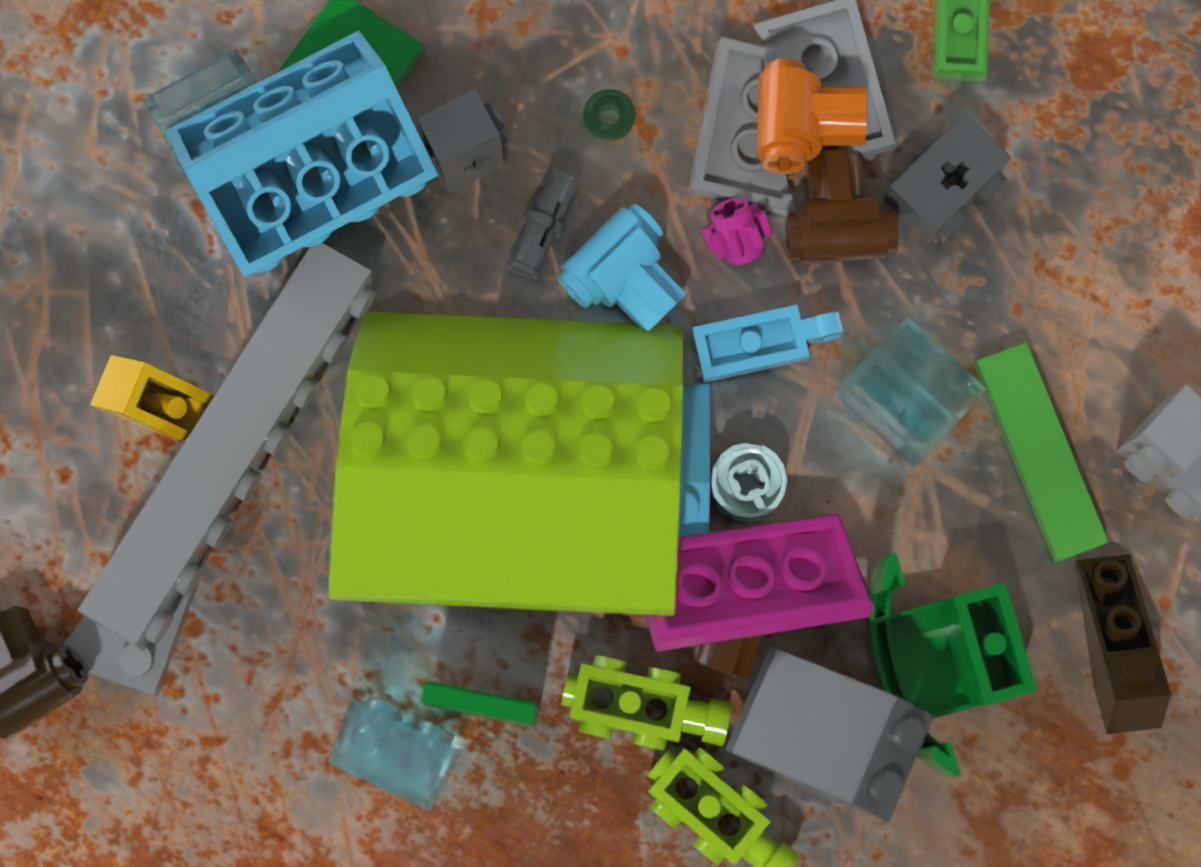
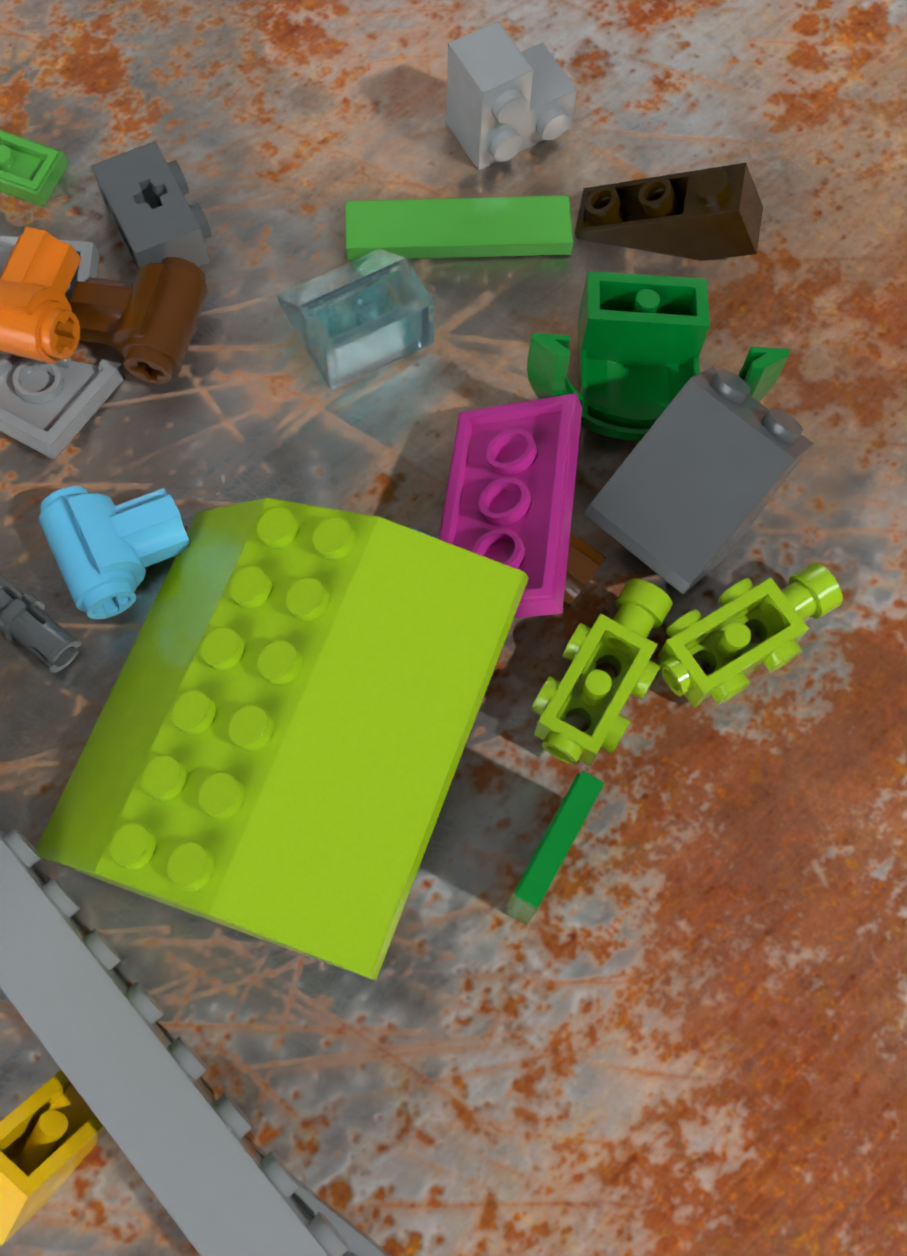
camera: 75 degrees left, 10 degrees down
(394, 754) = (582, 973): clear light blue slope -> none
(737, 231) = (117, 418): dark pink gear -> none
(747, 482) = (394, 488): light aqua wheel -> none
(760, 341) = (245, 435): medium azure plate -> none

